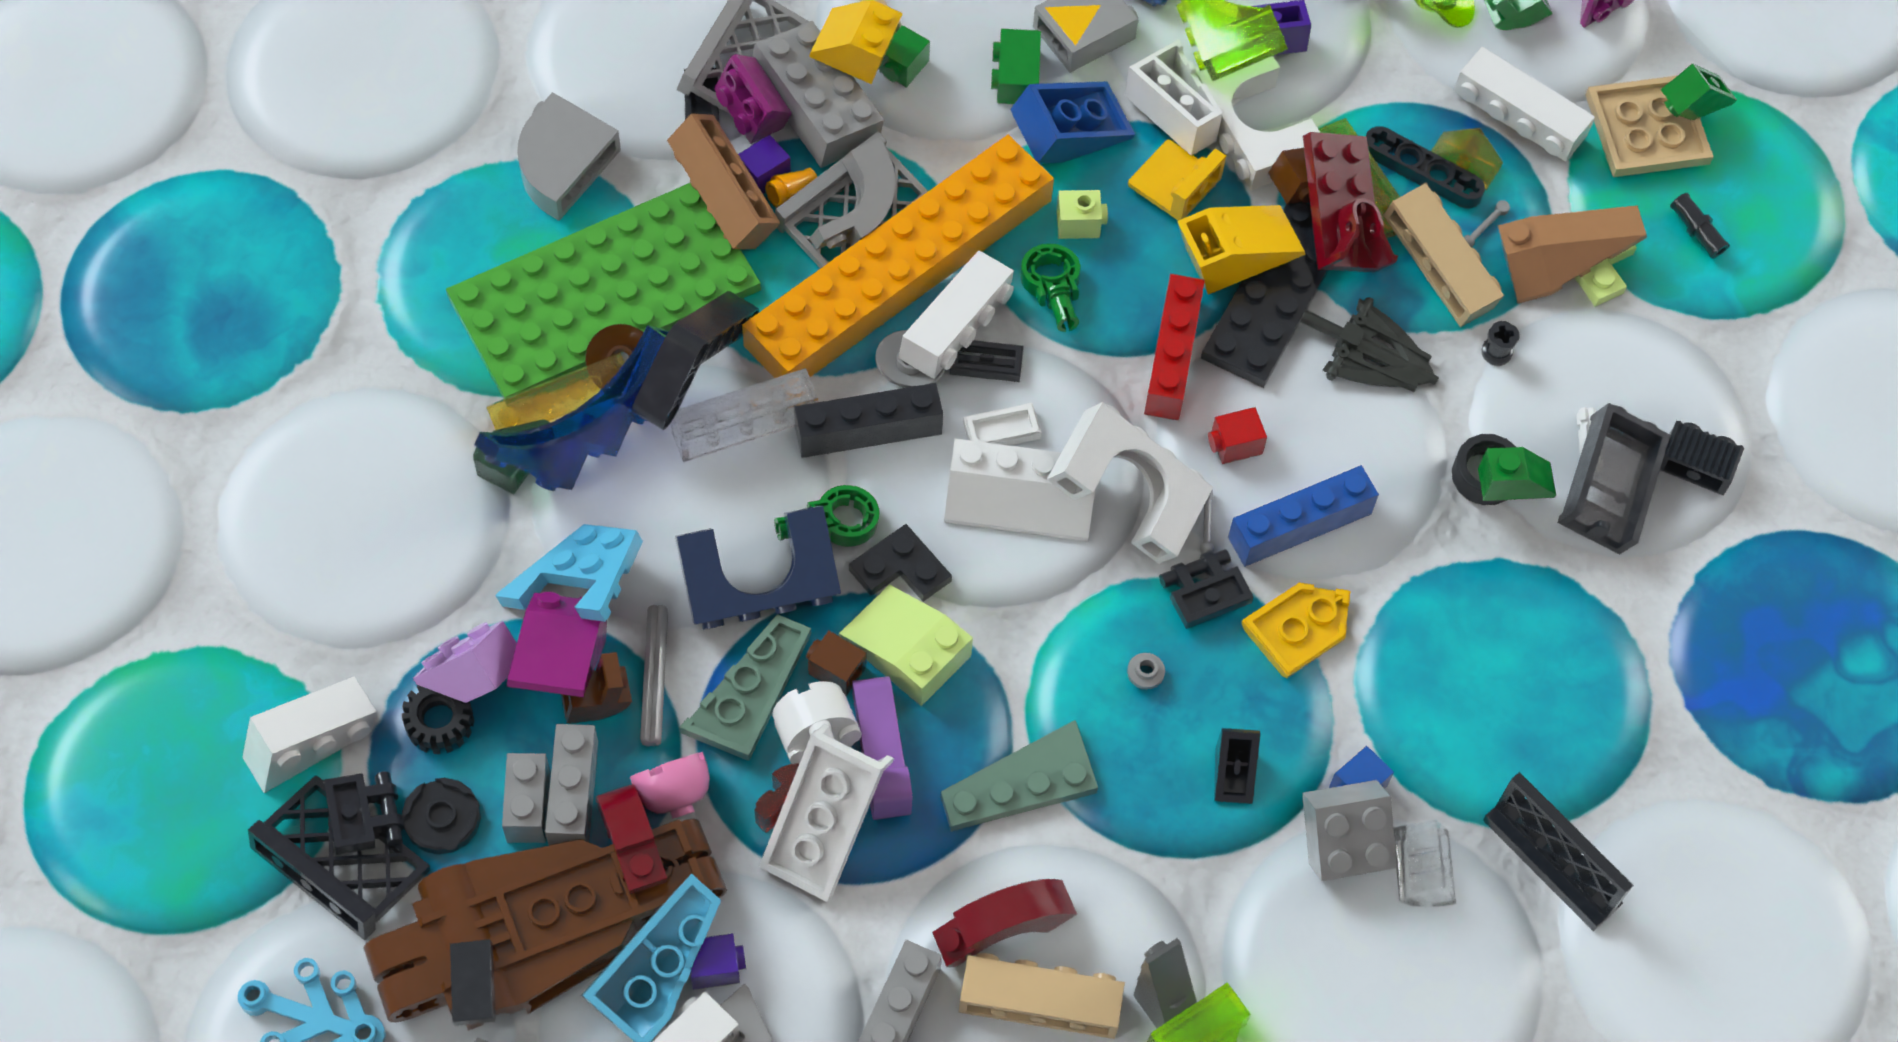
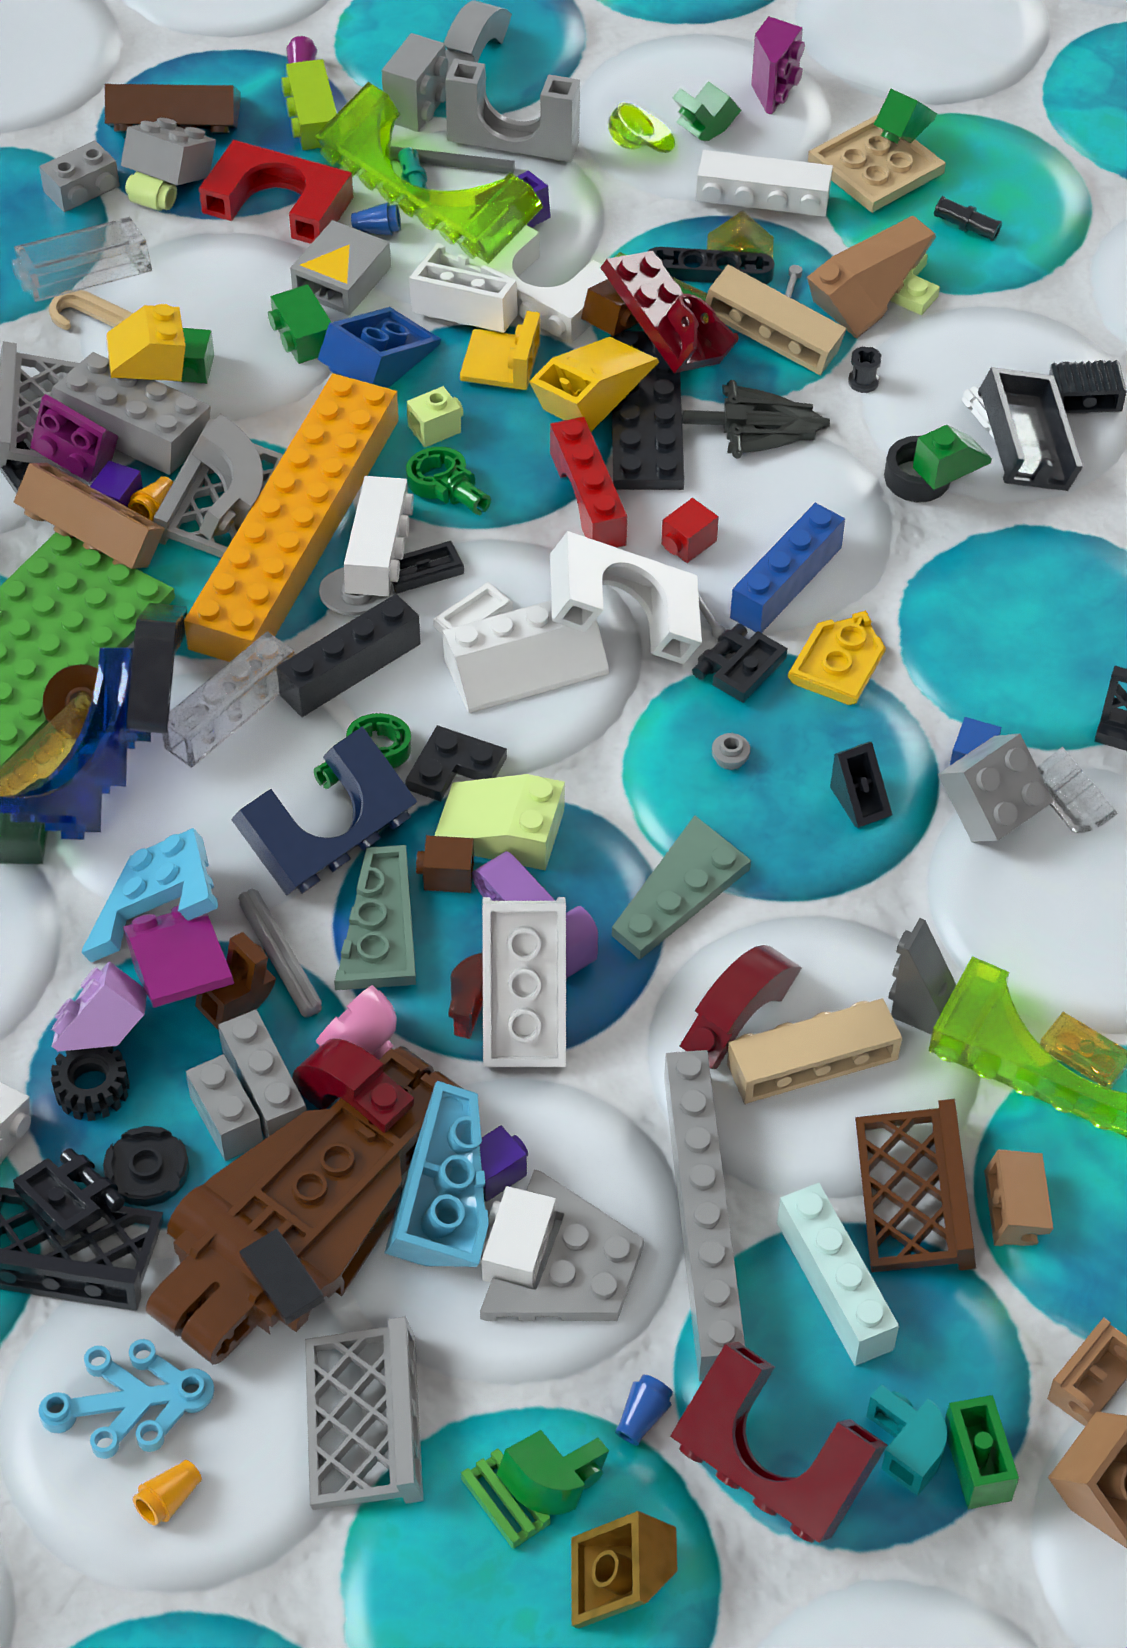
camera: 25 degrees left, 10 degrees down
(802, 714) = (454, 913): white brick -> none

